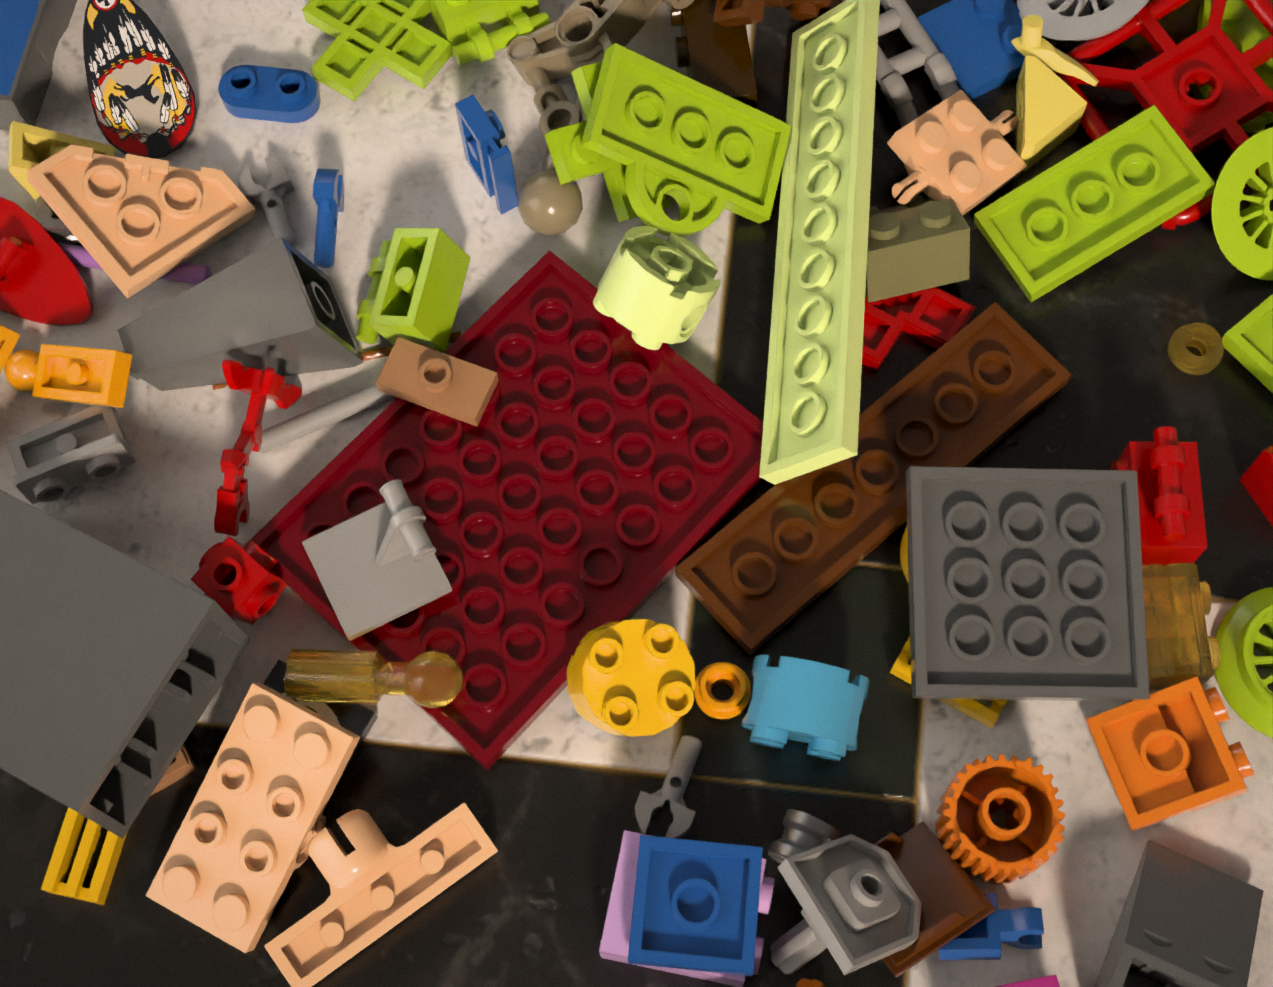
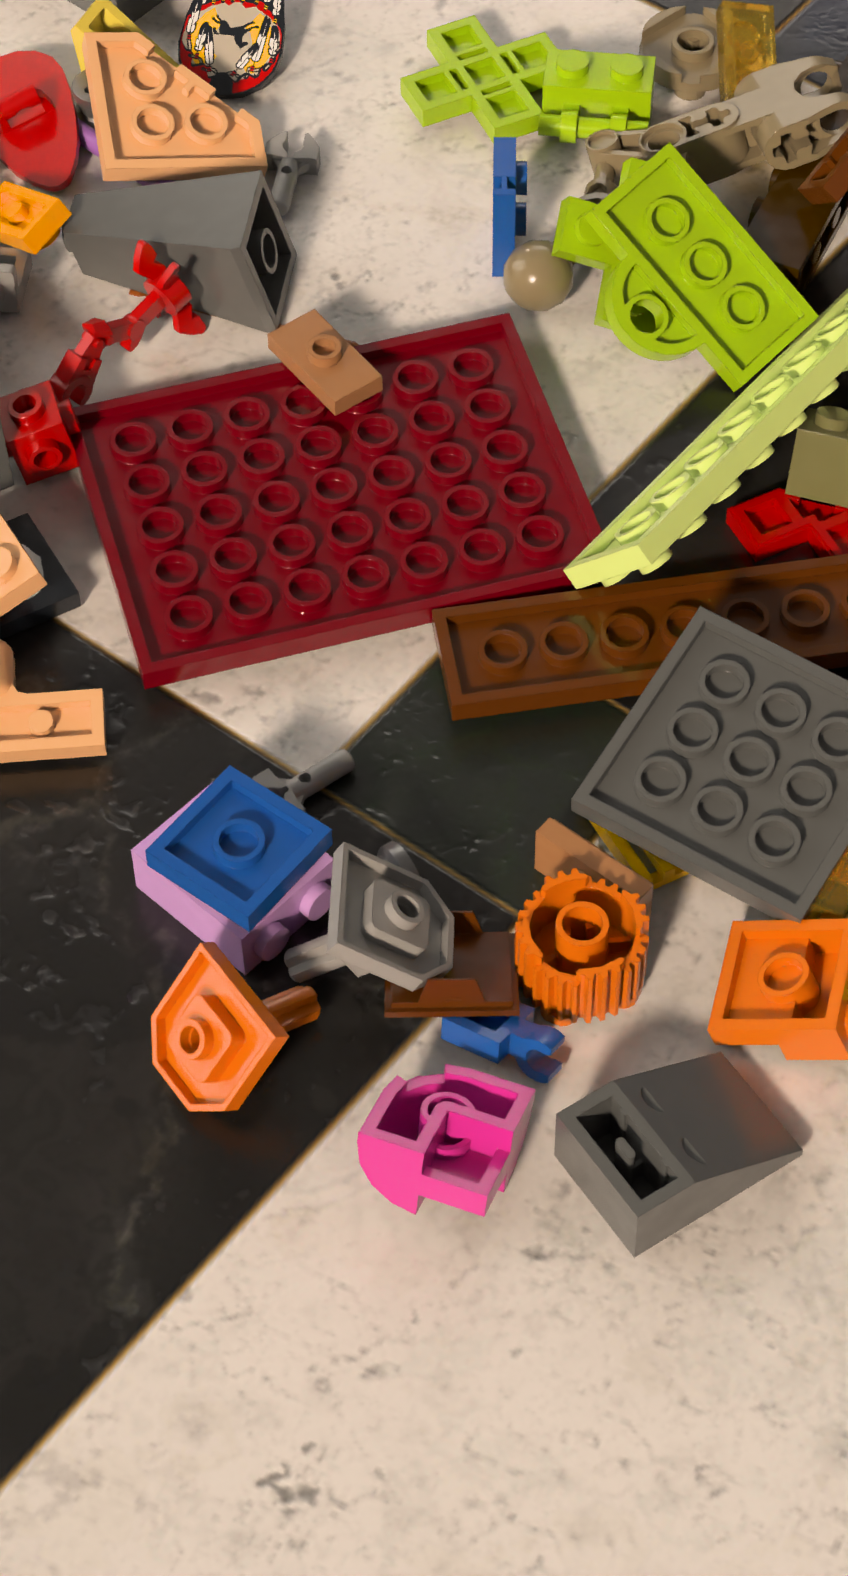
camera: 30 degrees right, 15 degrees down
(266, 94) = (350, 88): blue plate -> none
(322, 417) = (203, 354): light grey bar -> none
(329, 197) = (340, 189): blue bar -> none
(364, 677) = (88, 549): clear yellow piece -> none
(378, 563) = (166, 469): light grey plate -> none
(414, 289) = (364, 283): lime brick -> none
(632, 677) = (321, 662): yellow brick -> none
(657, 287) = (581, 376): yellowish green brick -> none
(727, 674) = (404, 718): light orange plate -> none
(805, 705) = (464, 764): dark azure brick -> none
(956, 742) = (563, 849): none -> medium nougat plate

